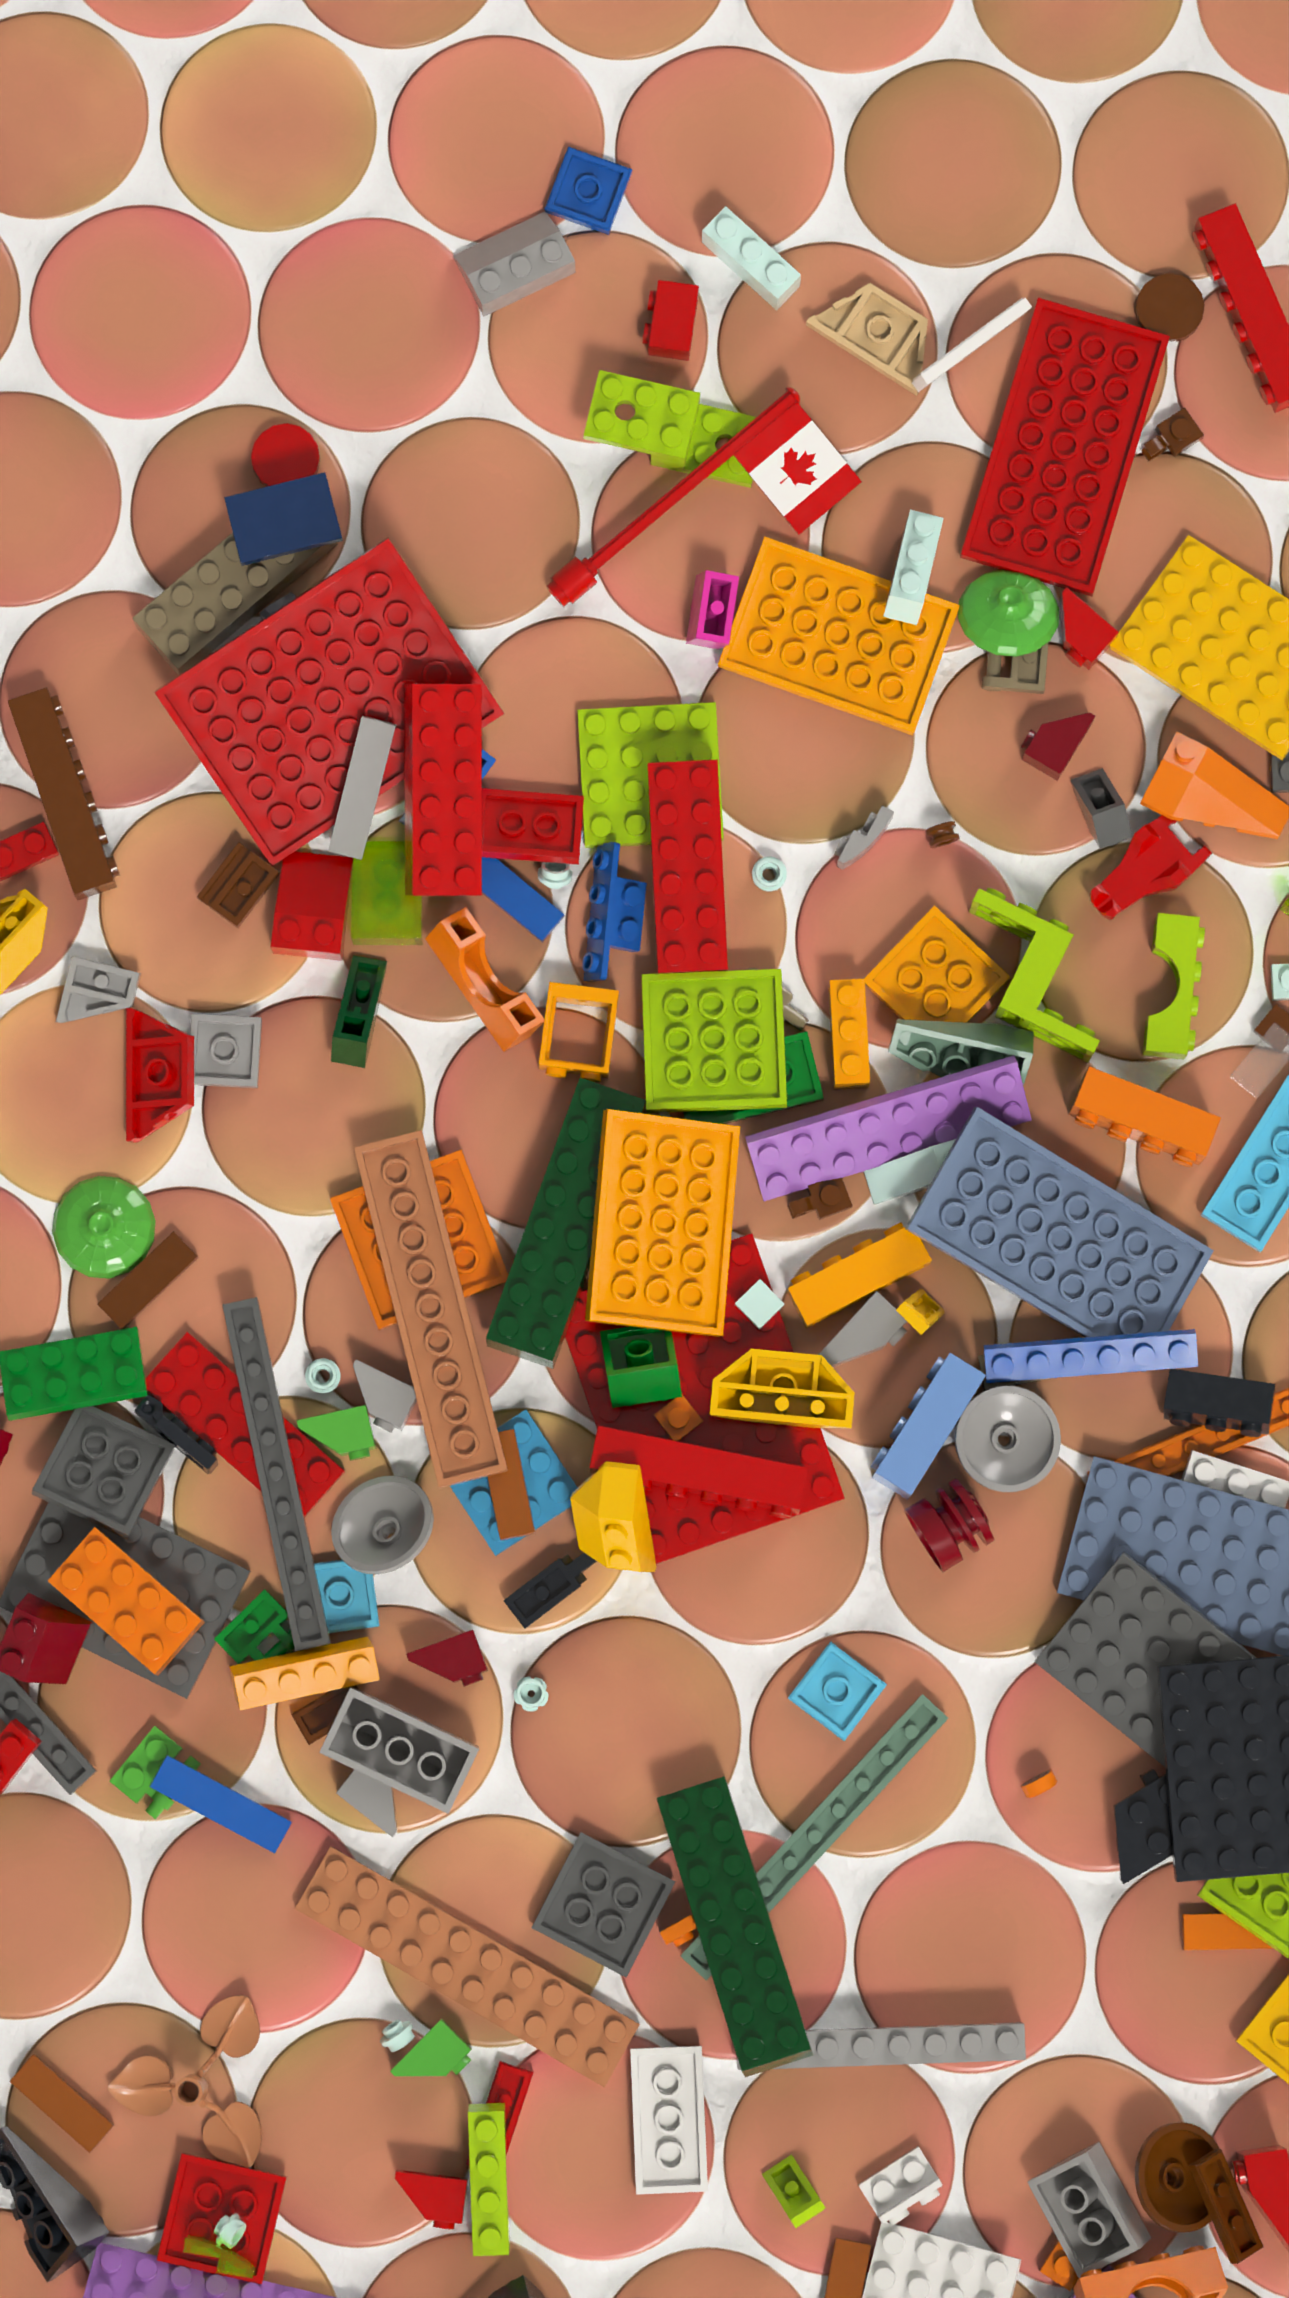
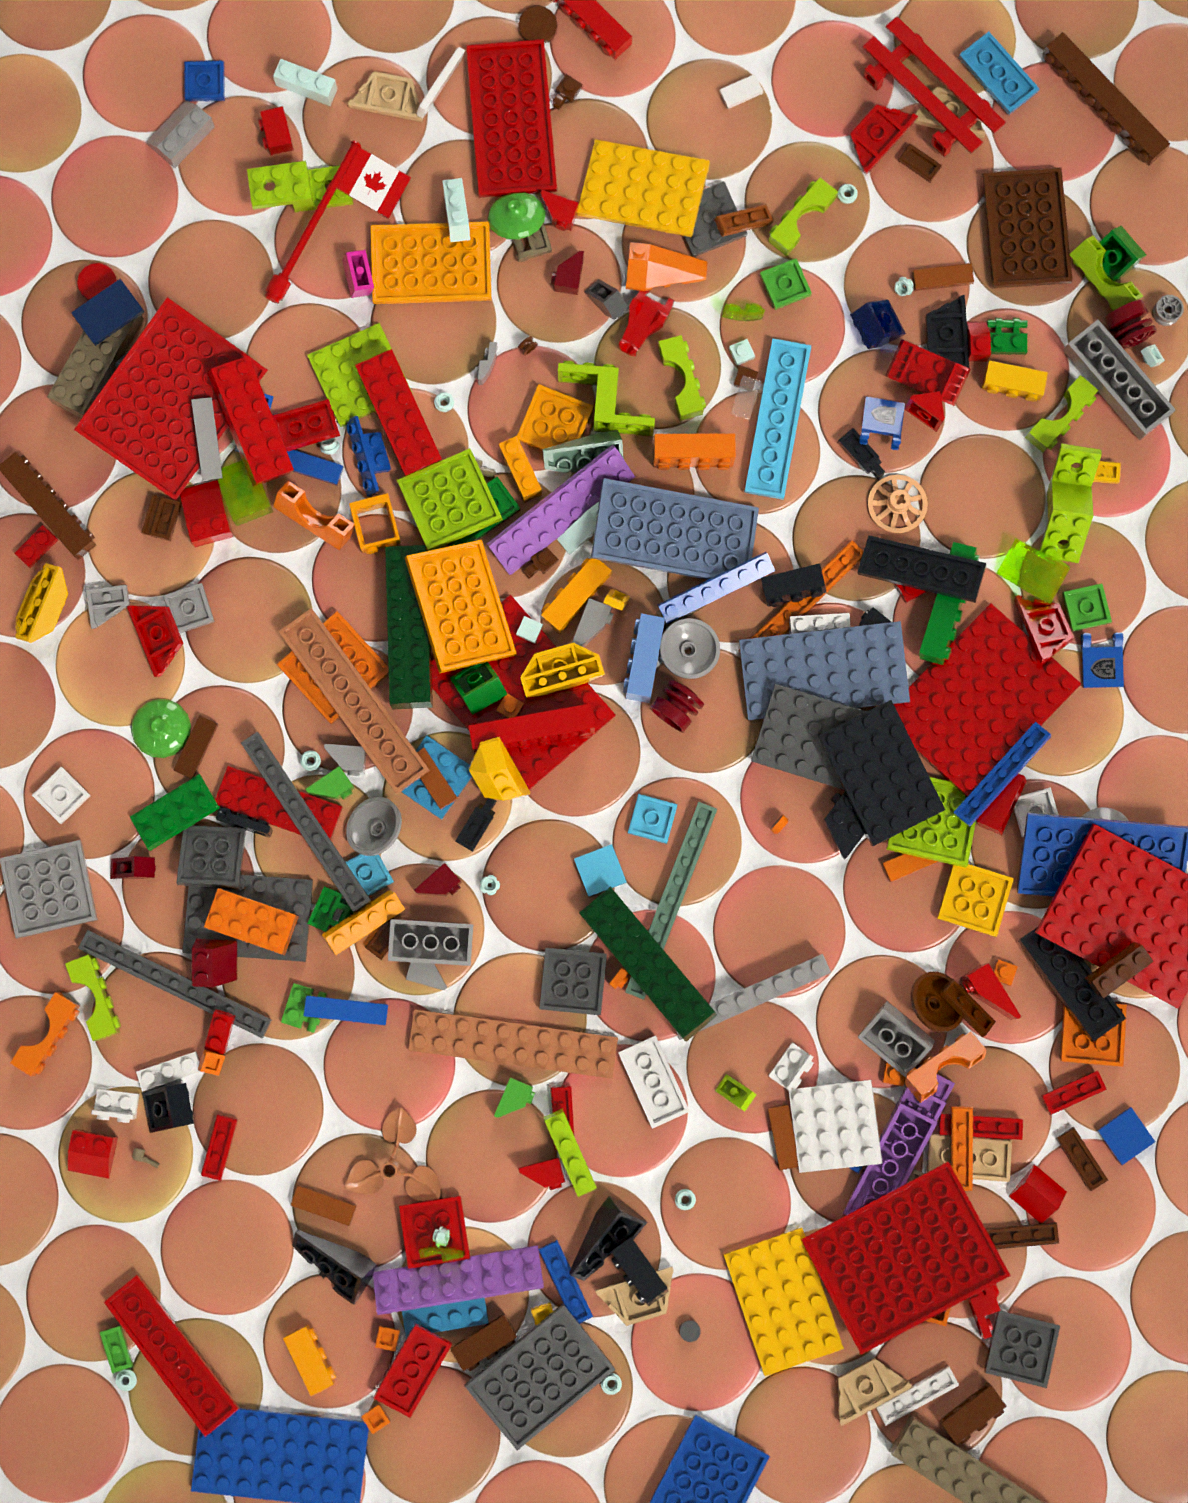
camera: 25 degrees left, 0 degrees up
(358, 1011) = (252, 560): dark green slope -> none
(397, 2035) = (490, 1095): light aqua plate -> none
(718, 1741) = (600, 870): none -> medium azure tile

